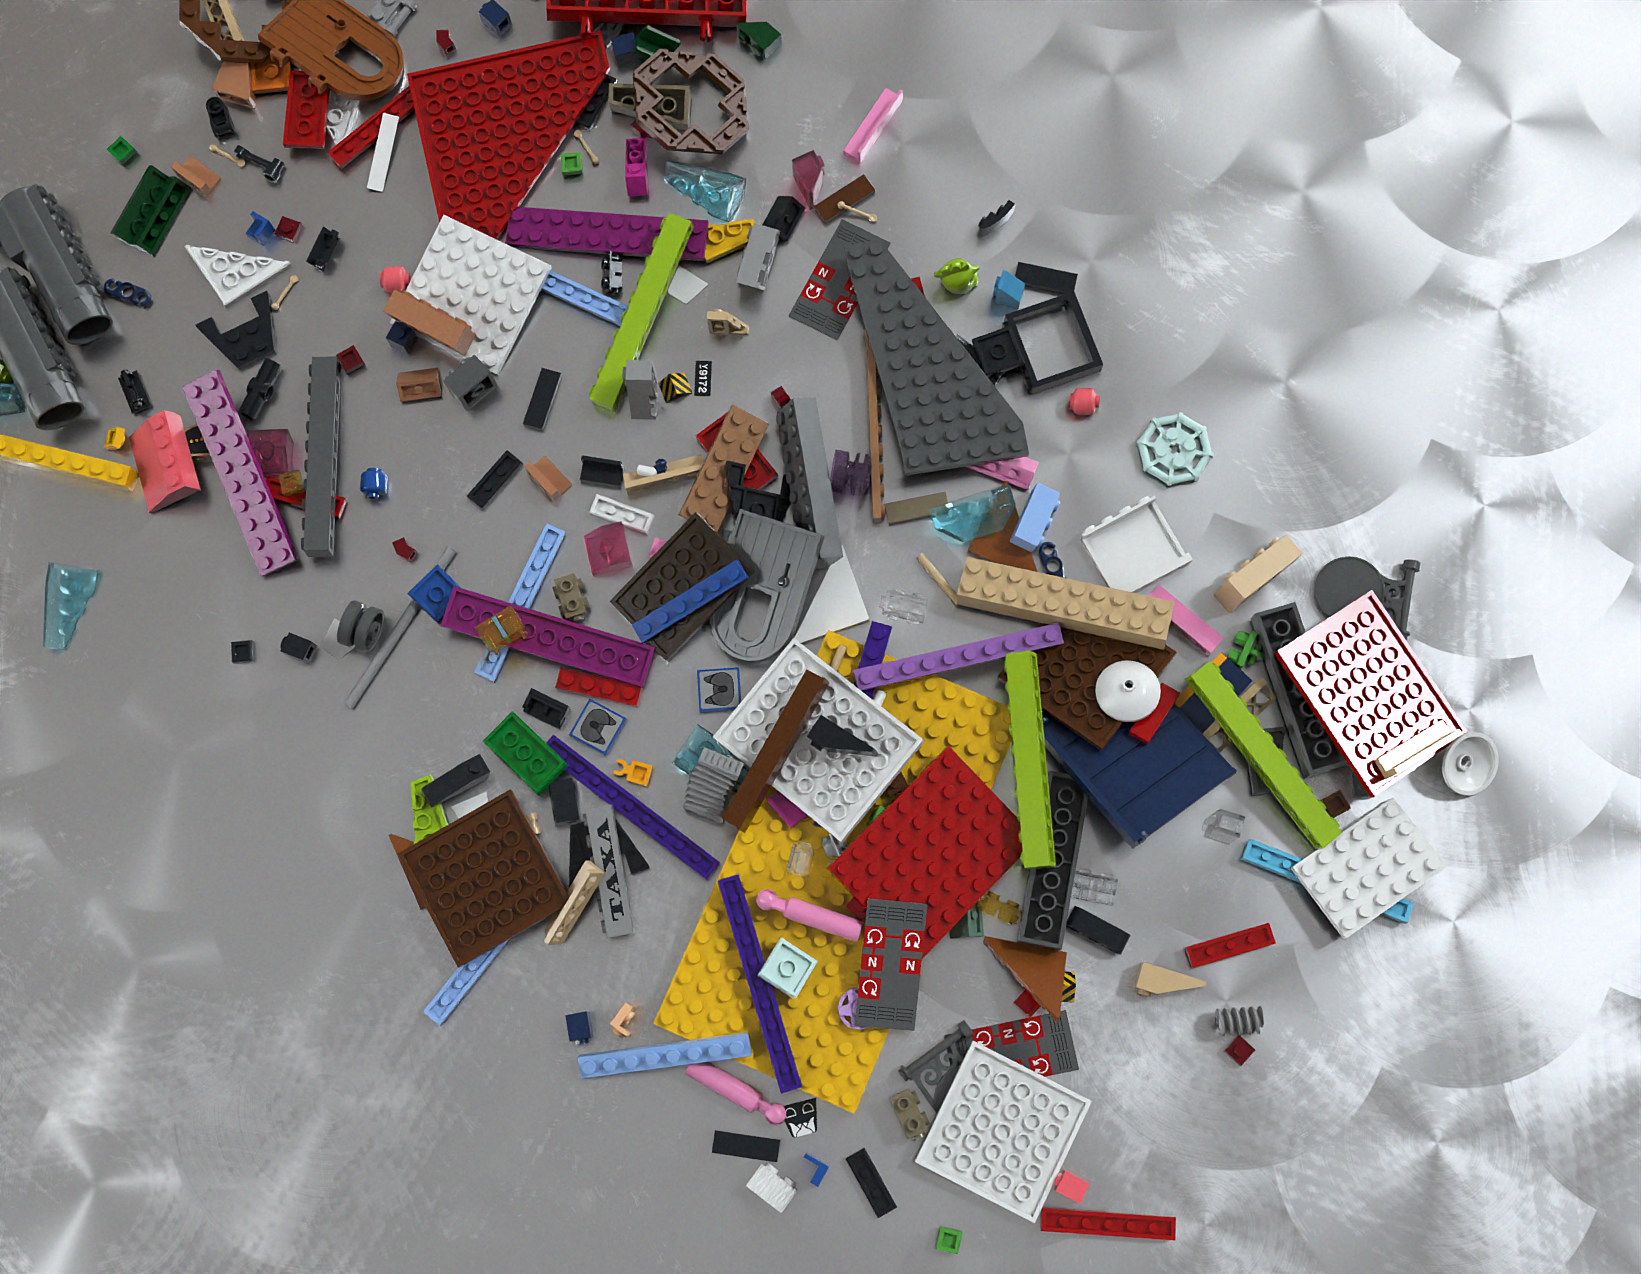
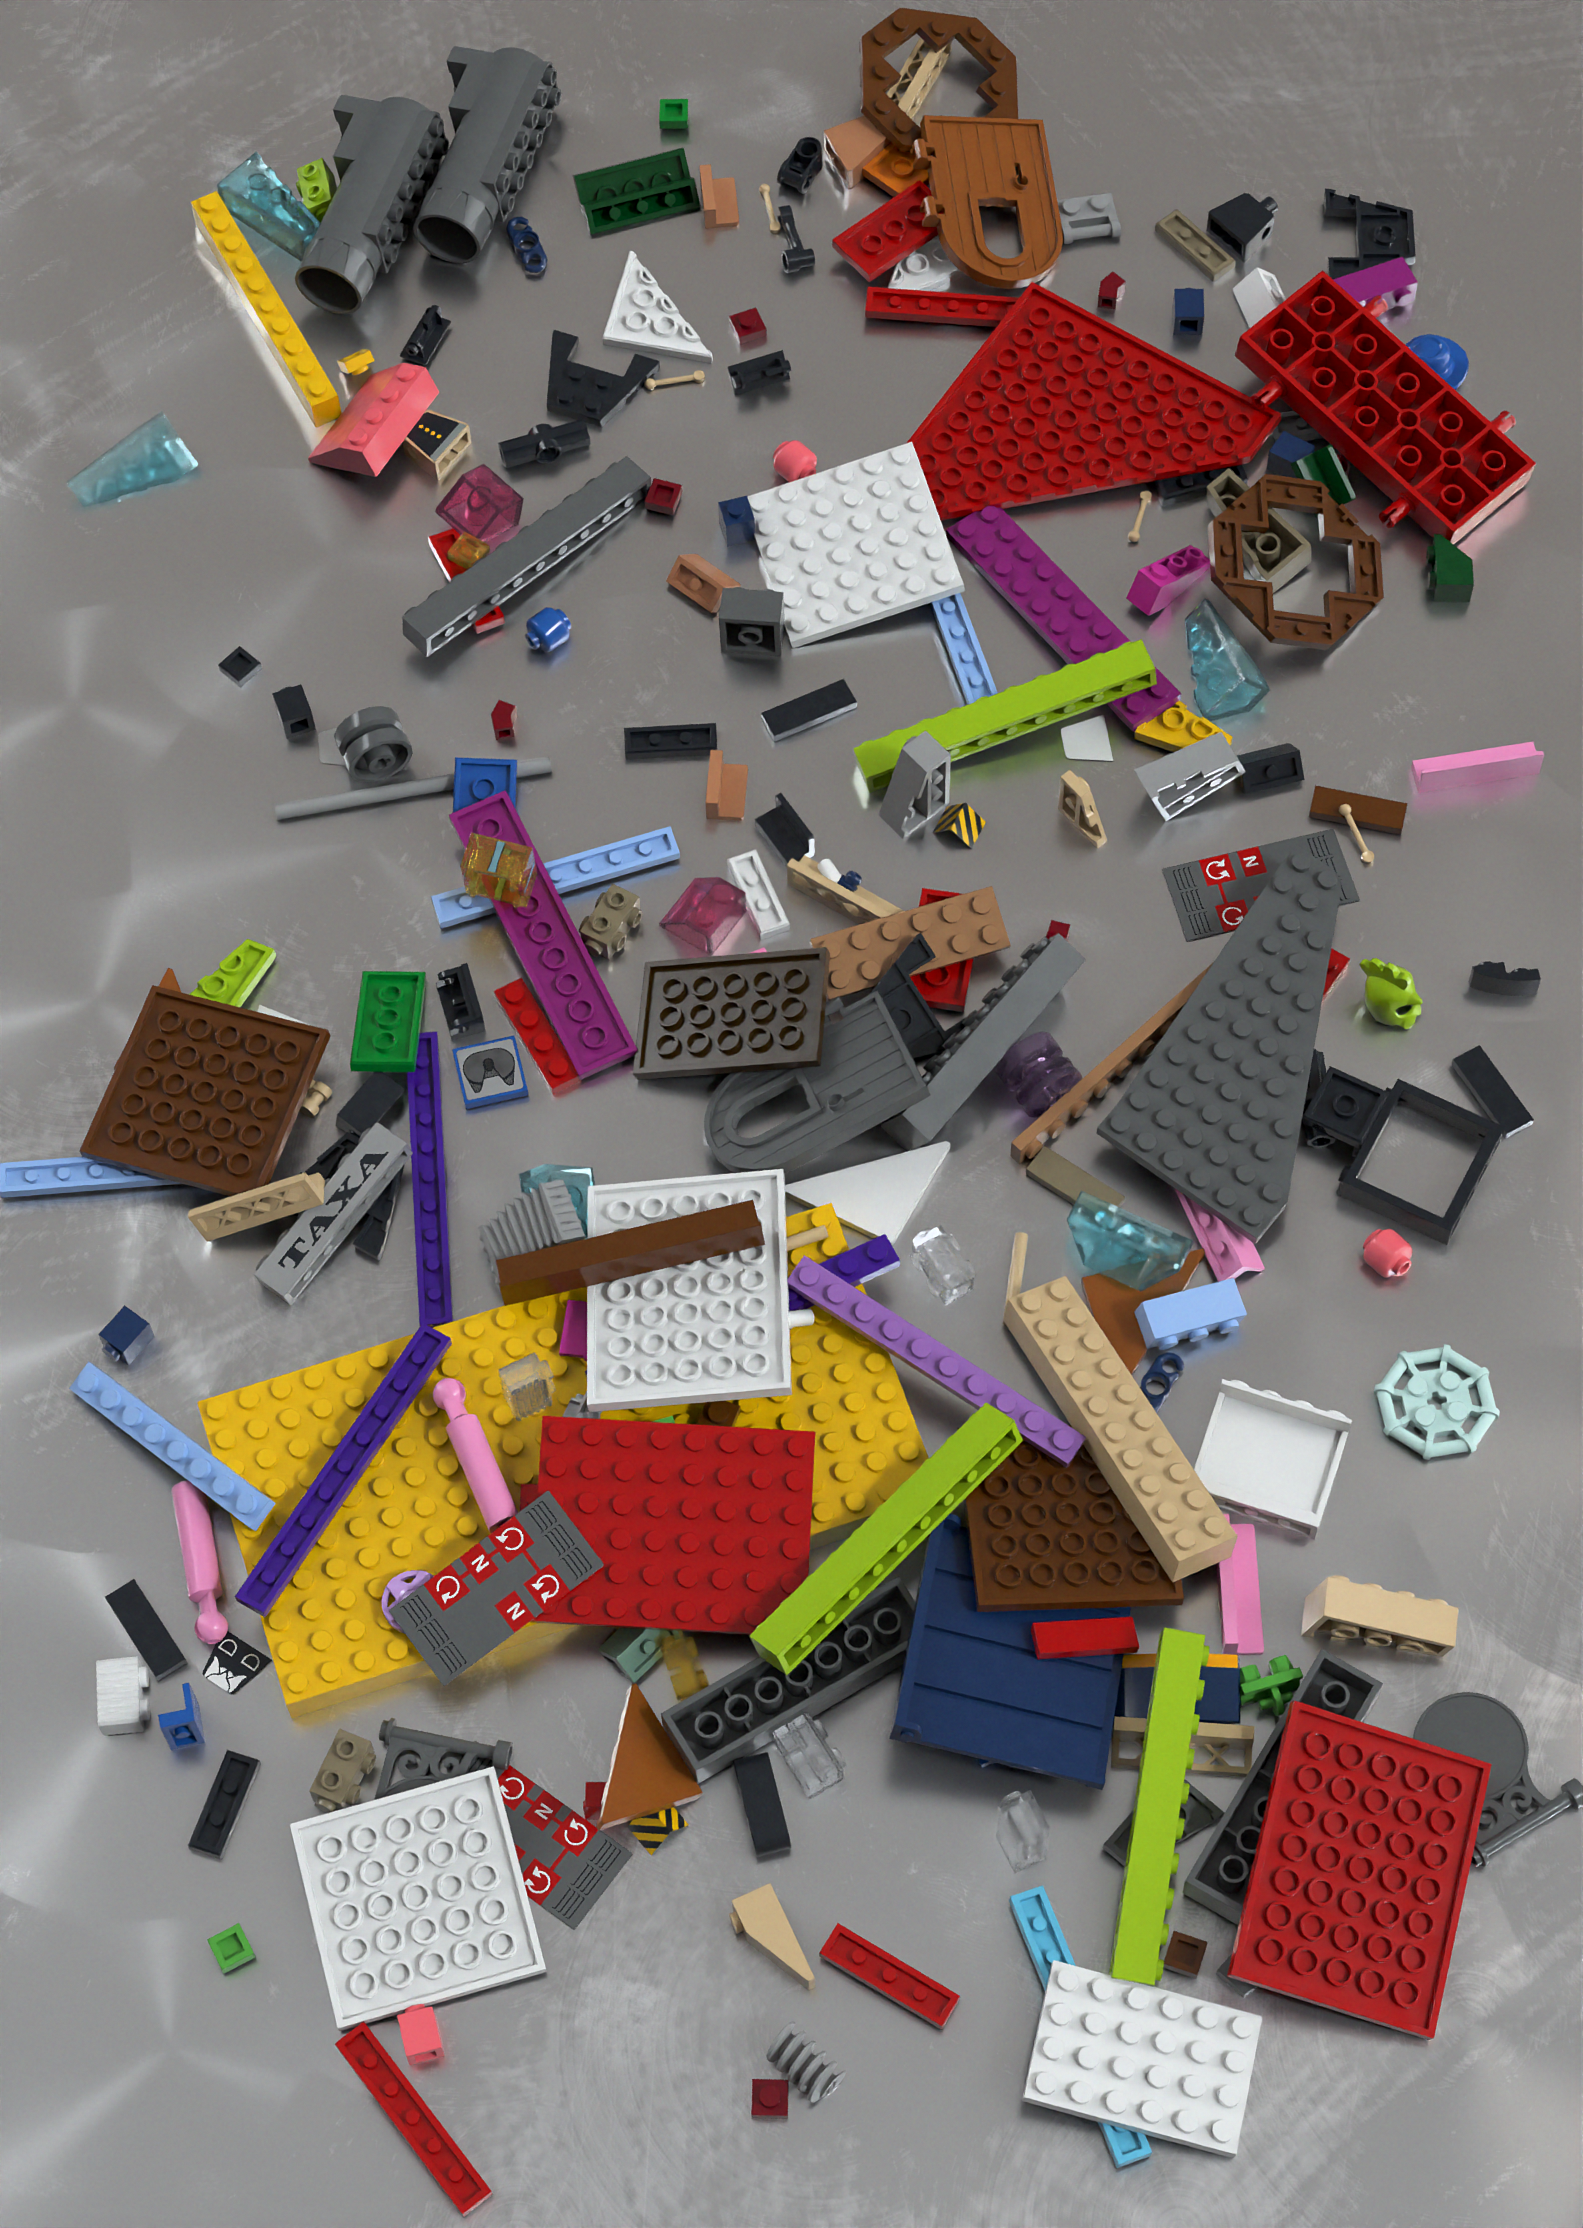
camera: 45 degrees right, 15 degrees down
(240, 473) = (429, 496): plate -> none
(260, 229) = (719, 302): blue panel -> none
(382, 152) = (924, 337): white sticker -> none
(426, 320) = (777, 524): nougat brick -> none
(456, 780) = (291, 979): black slope -> none
(571, 163) = (1104, 516): bright green plate -> none
(611, 266) = (1012, 665): black hinge -> none
(625, 1015) = (172, 1366): light nougat bracket -> none
(636, 772) = (474, 1152): light orange plate -> none
(690, 601) = (721, 1033): blue plate -> none
(703, 378) = (999, 845): black sticker -> none
(719, 689) = (654, 1154): tile -> none
(787, 968) = (389, 1481): light aqua tile -> none
(808, 176) = (1341, 748): clear pink slope -> none
(836, 739) = (700, 1298): black slope -> none
(1008, 290) = (1431, 1059): dark azure slope -> none
(1123, 702) = (1075, 1594): white dish -> none
(1416, 749) = (1341, 1978): fence -> none
(1470, 763) = (1396, 2092): white dish -> none

